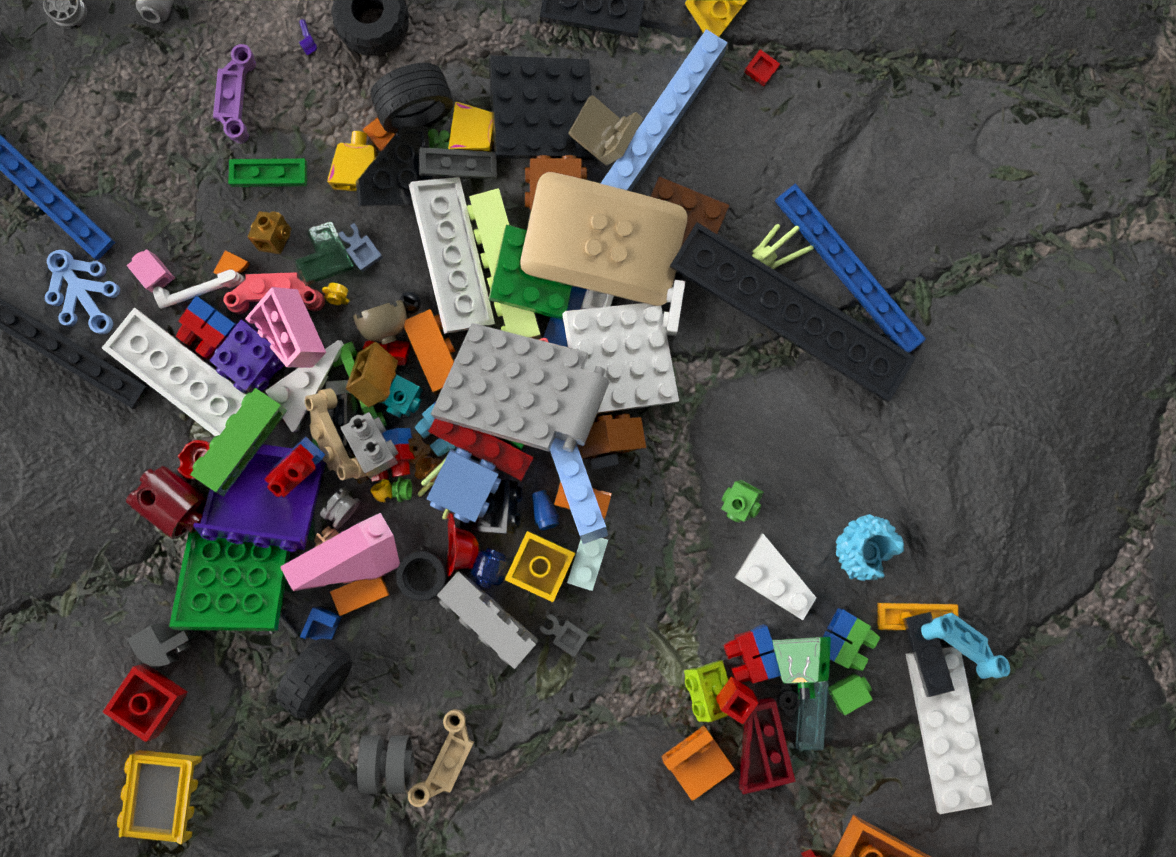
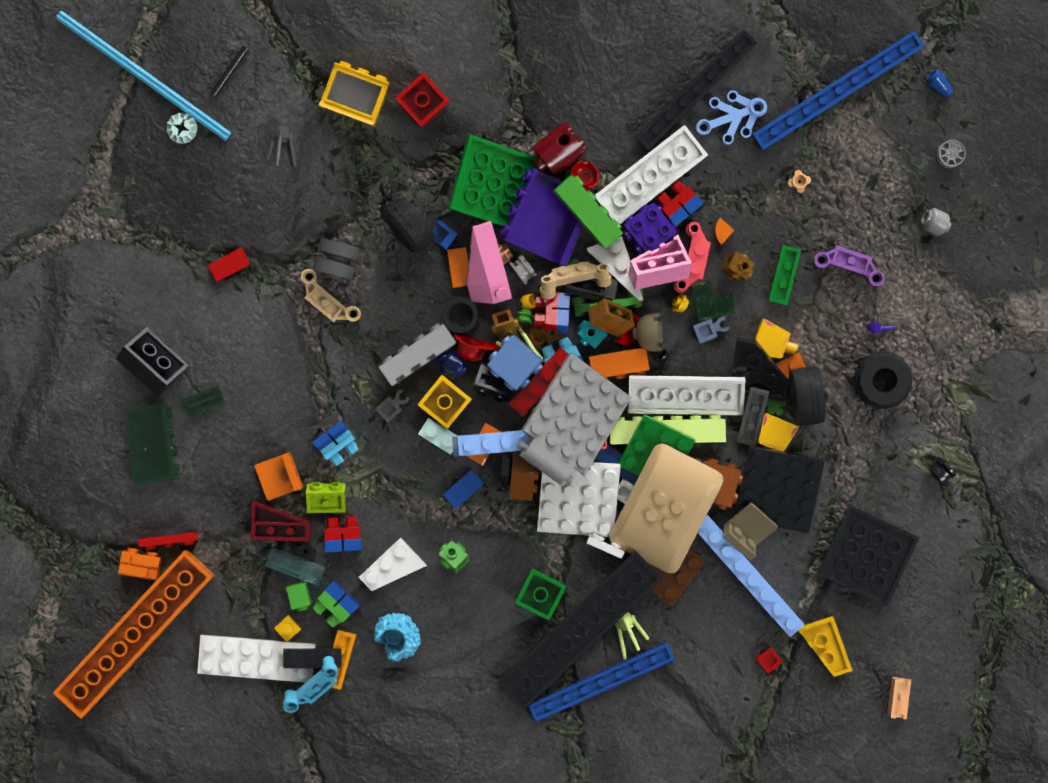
camera: 100 degrees right, 5 degrees up
(138, 180) = (799, 176): none -> light nougat plate
(150, 270) = (732, 172): bright pink brick -> none
(156, 649) = (457, 114): dark grey brick -> none
(225, 279) = (711, 224): white hinge -> none
(293, 468) = (559, 246): red hips -> none
(369, 444) = (560, 305): light grey brick -> none
(418, 513) = (504, 325): none -> pearl gold brick
(544, 511) = (483, 414): blue cone -> none
(641, 705) = (328, 446): none -> medium azure hips
(649, 511) = (463, 489): none -> blue tile
(737, 700) = (316, 514): red brick -> none
(759, 374) = (540, 593): none -> green brick
(803, 662) = (330, 568): torso -> none
(896, 696) = (287, 628): none -> yellow plate

